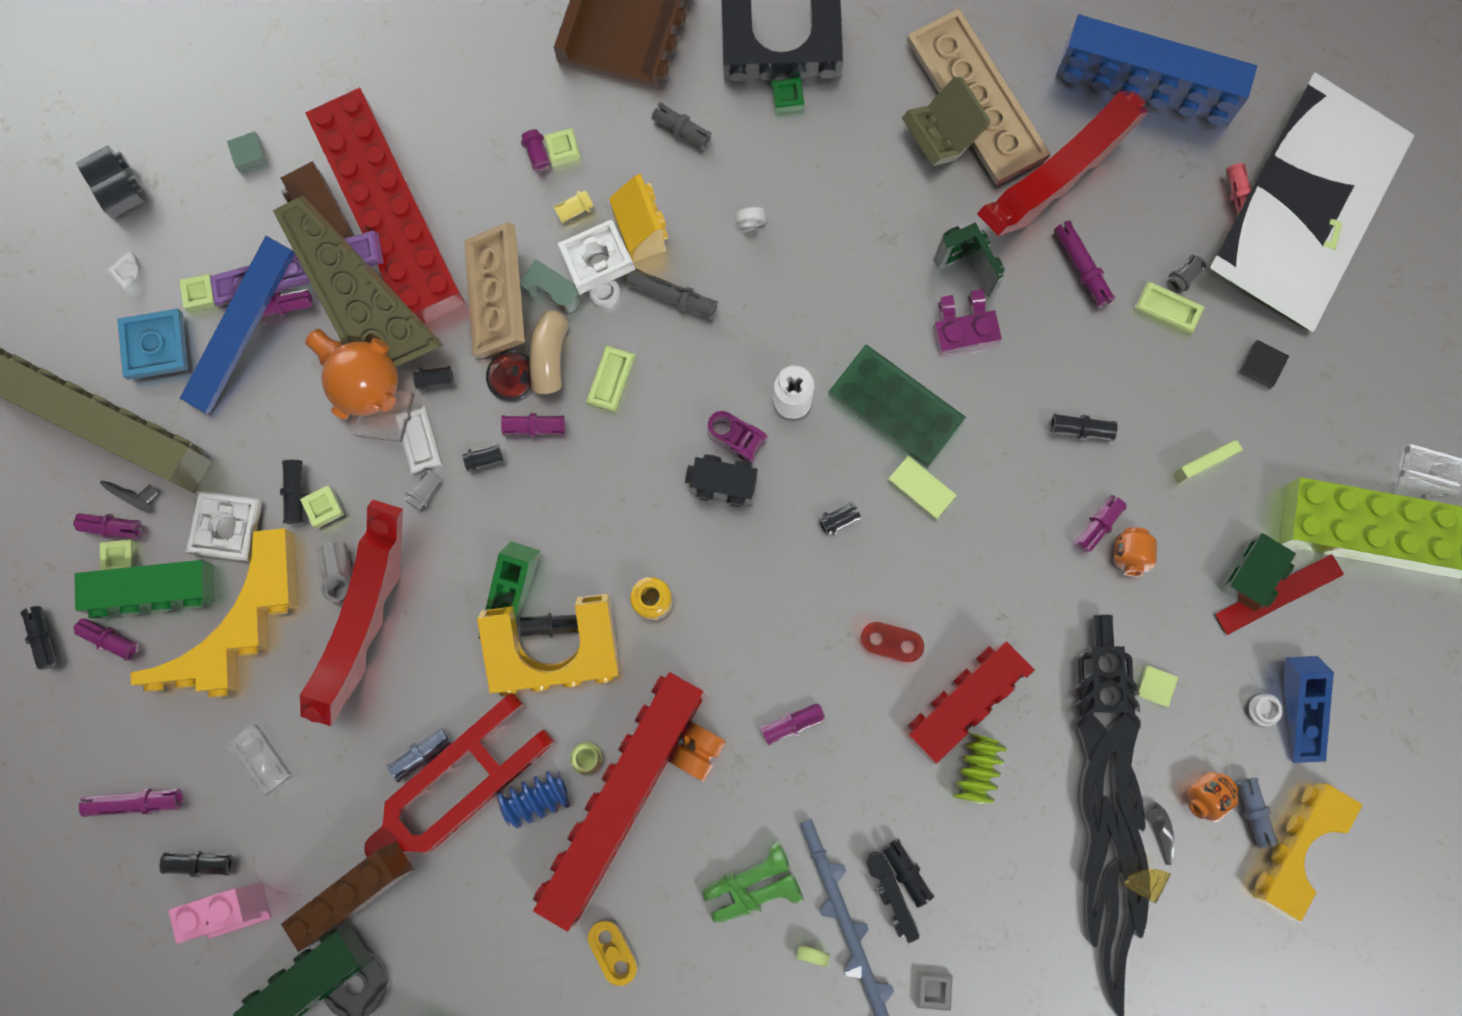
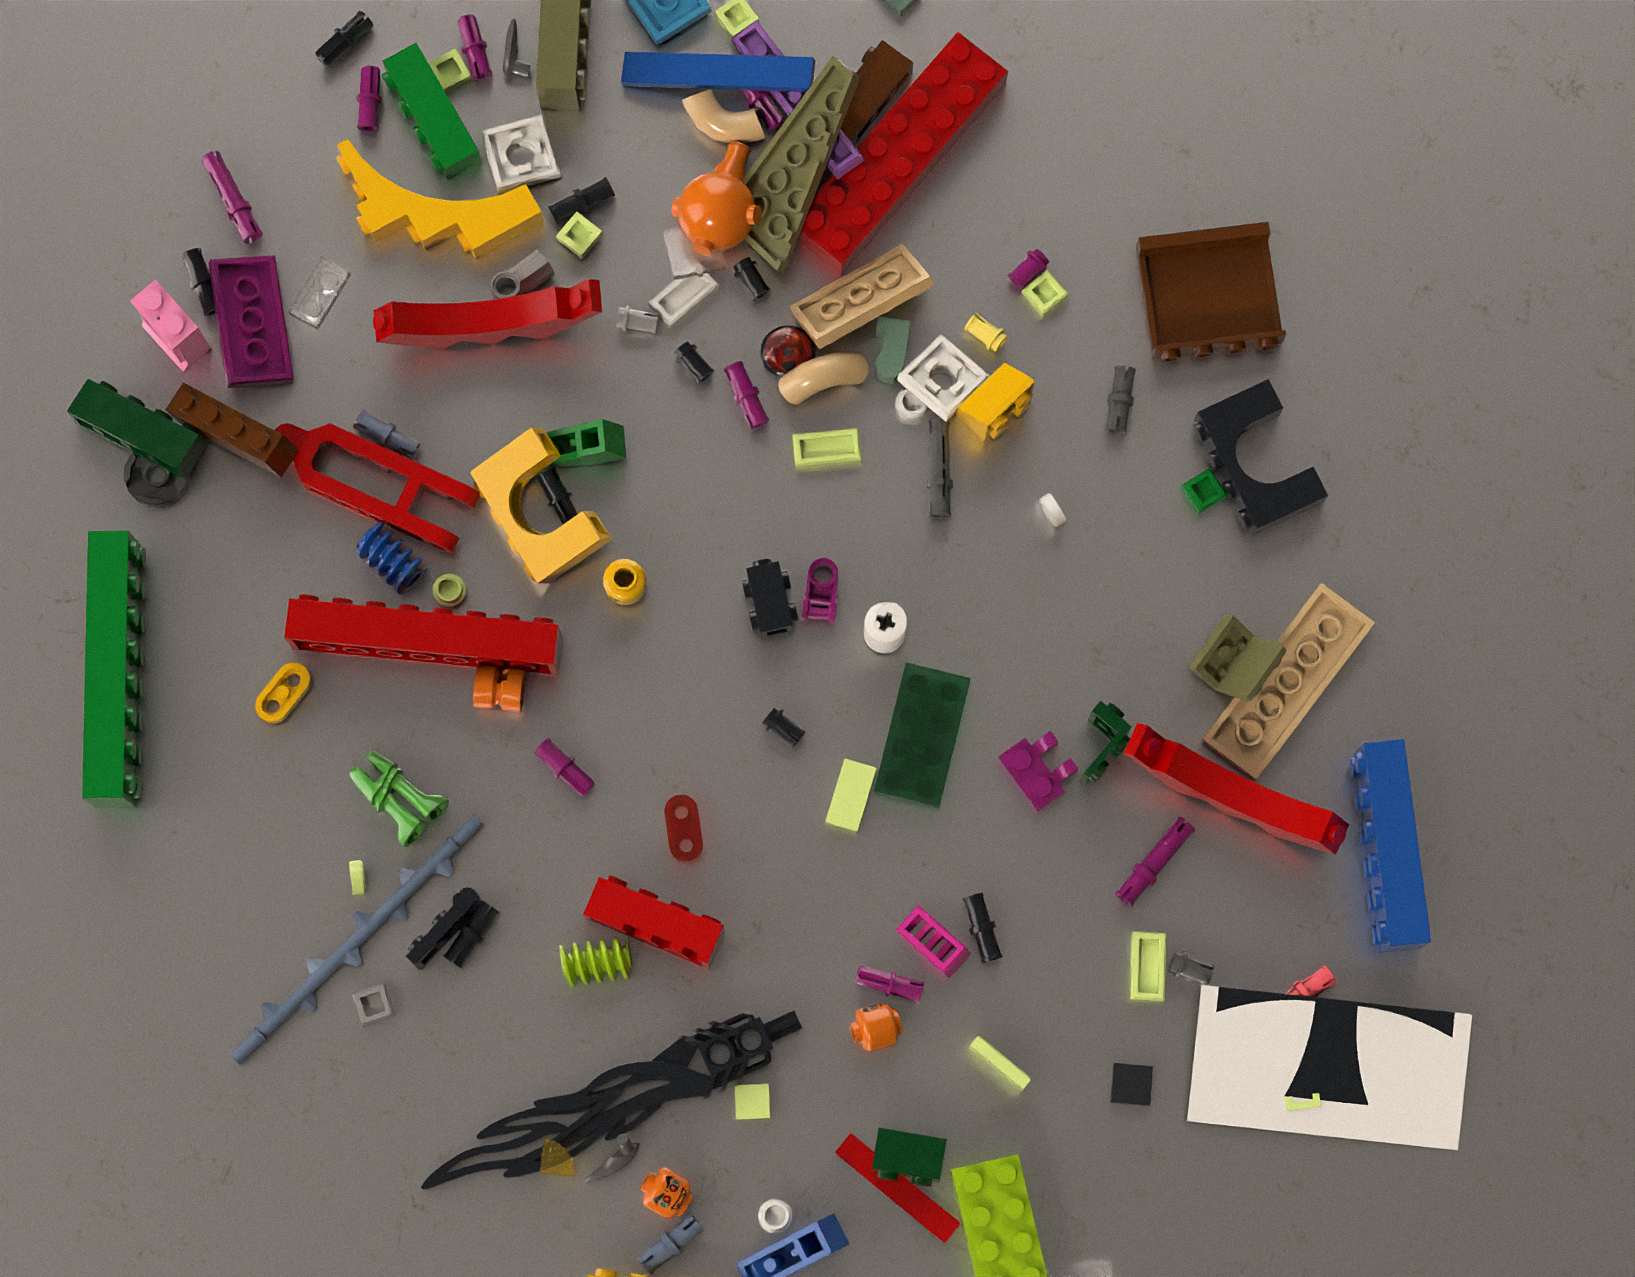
camera: 60 degrees right, 0 degrees up
(254, 835) = (250, 321): none -> magenta tile
(285, 343) = (720, 123): none -> tan cylinder
(1100, 460) = (958, 957): none -> dark pink slope

